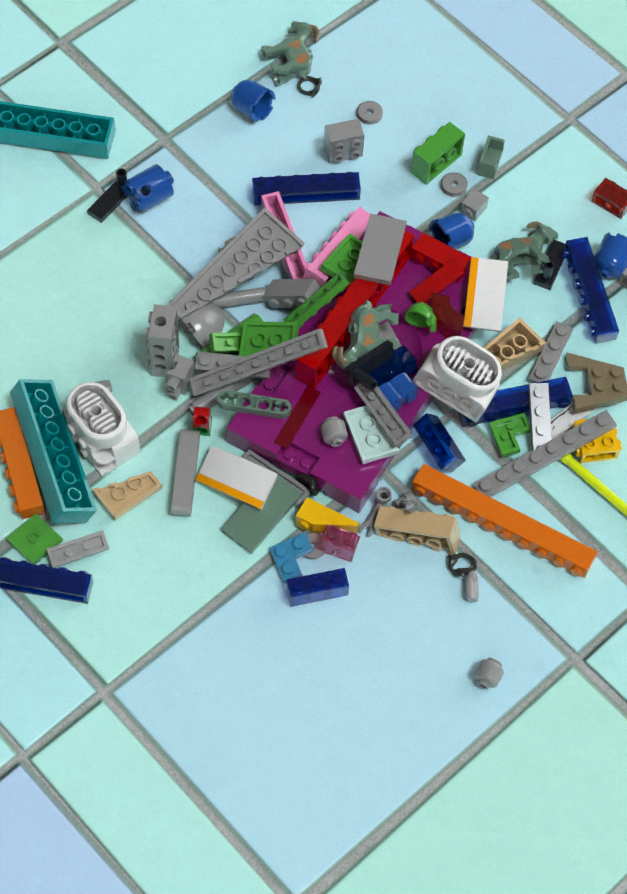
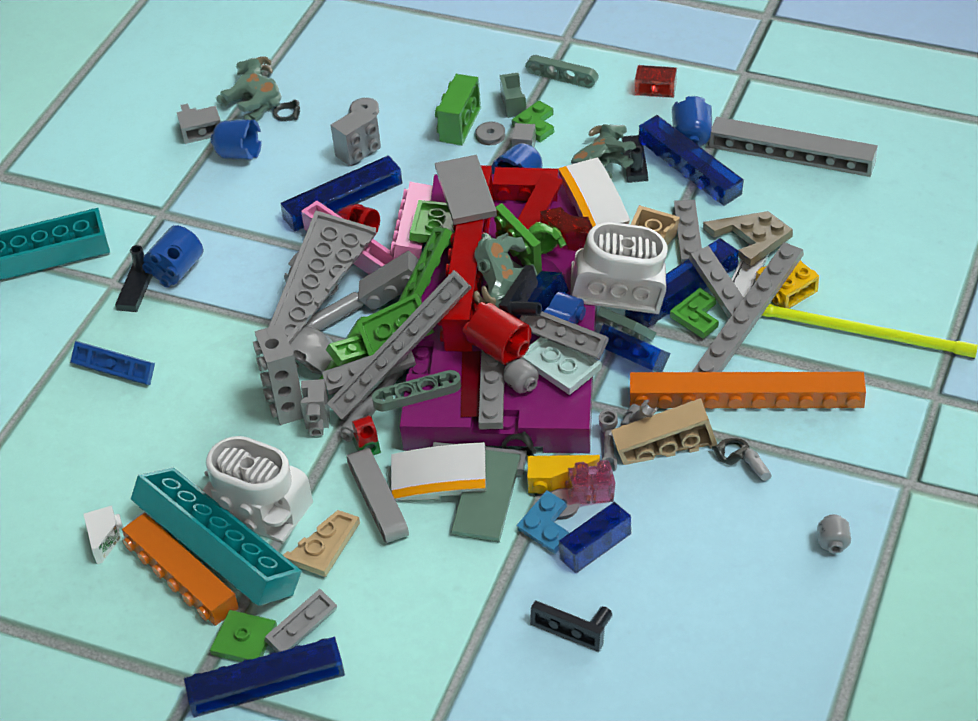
camera: 20 degrees left, 15 degrees down
(59, 262) = (112, 362): none -> blue plate
(233, 67) = (197, 124): none -> light grey hinge
(267, 661) = (571, 627): none -> black piece
(304, 223) = (361, 215): none -> red helmet
(311, 425) = (491, 393): none -> light grey plate
(332, 391) = (498, 333): none -> red cylinder
(398, 300) = (508, 223): none -> bright green plate
(446, 422) = (629, 326): none -> sand green plate
(494, 187) = (537, 115): none -> bright green plate
(544, 151) = (583, 76): none -> sand green beam

